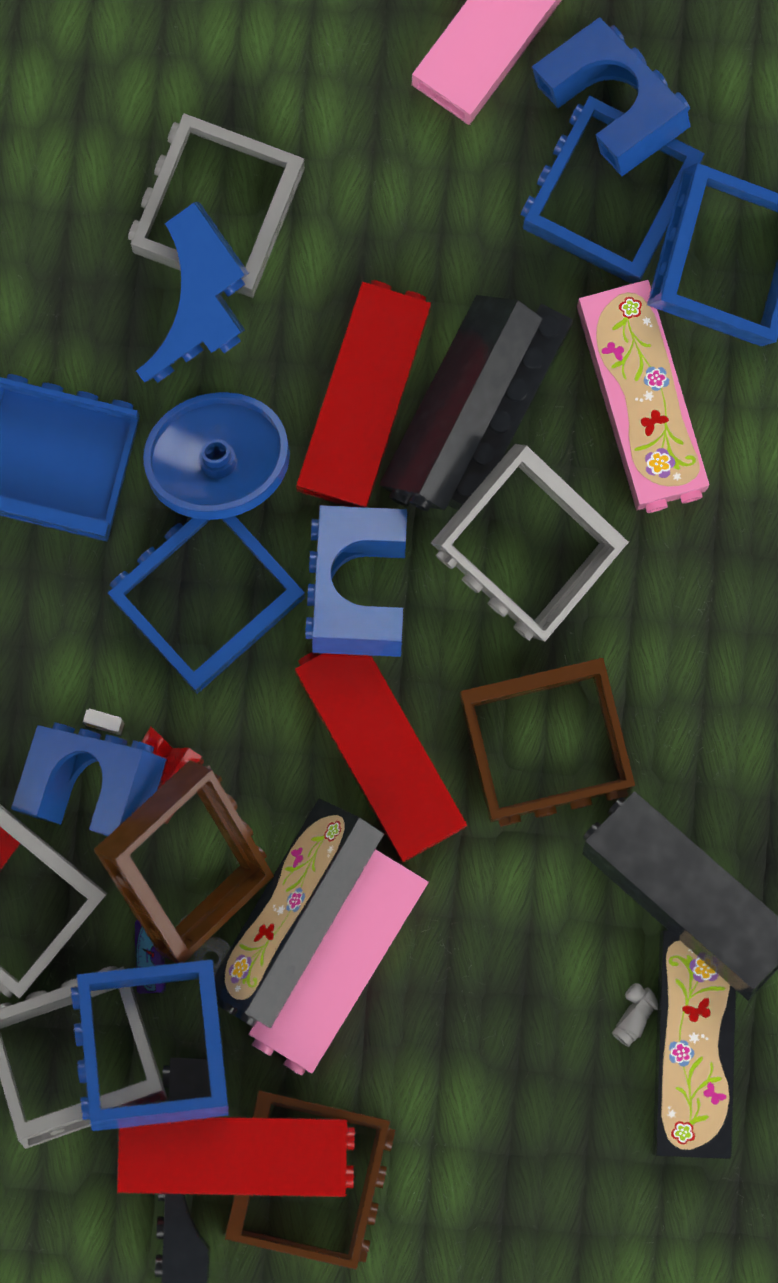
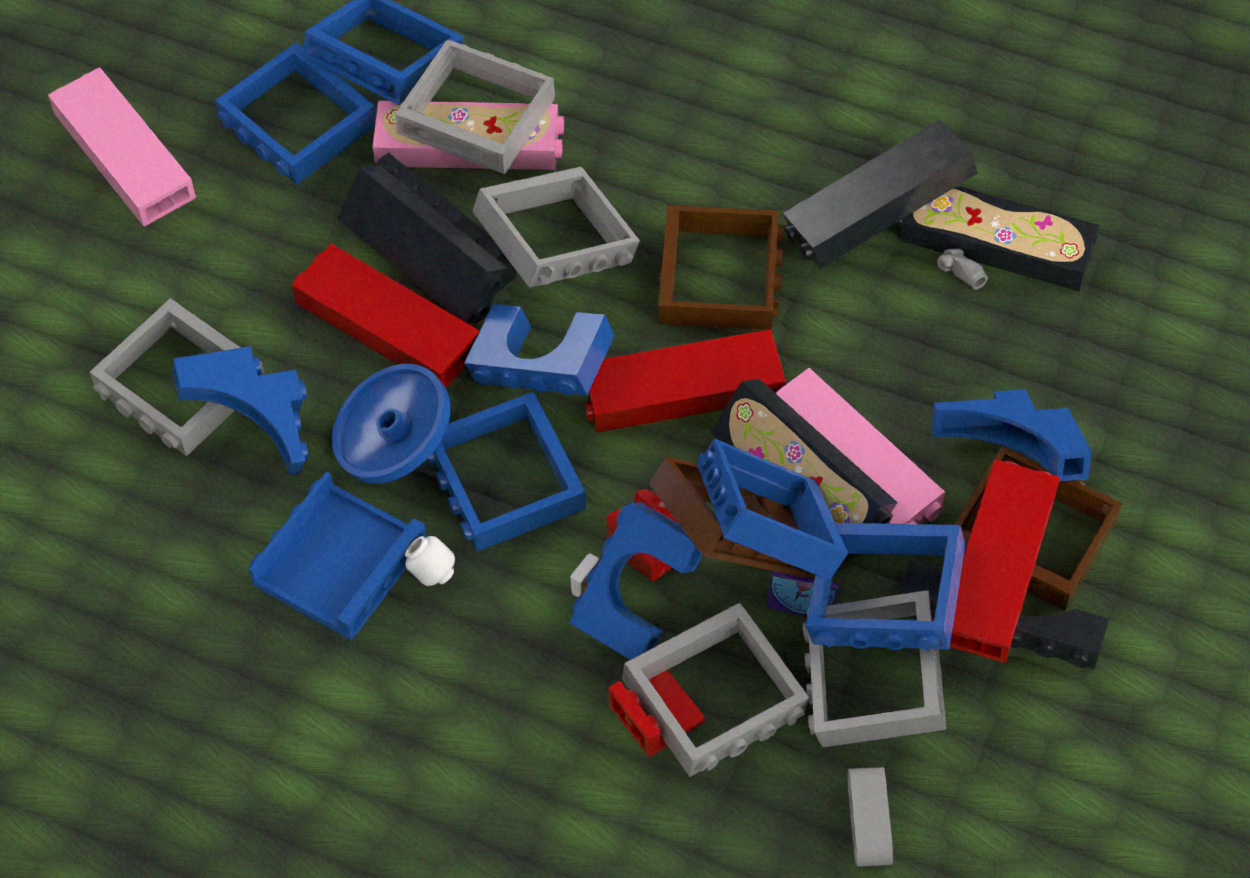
camera: 65 degrees left, 25 degrees down
(68, 556) = (430, 560): none -> white head
(208, 946) = (813, 547): none -> blue window
(426, 1122) = (1013, 422): none -> blue arch
(602, 55) = (188, 85): blue arch -> none
(728, 388) = (461, 142): none -> light grey window

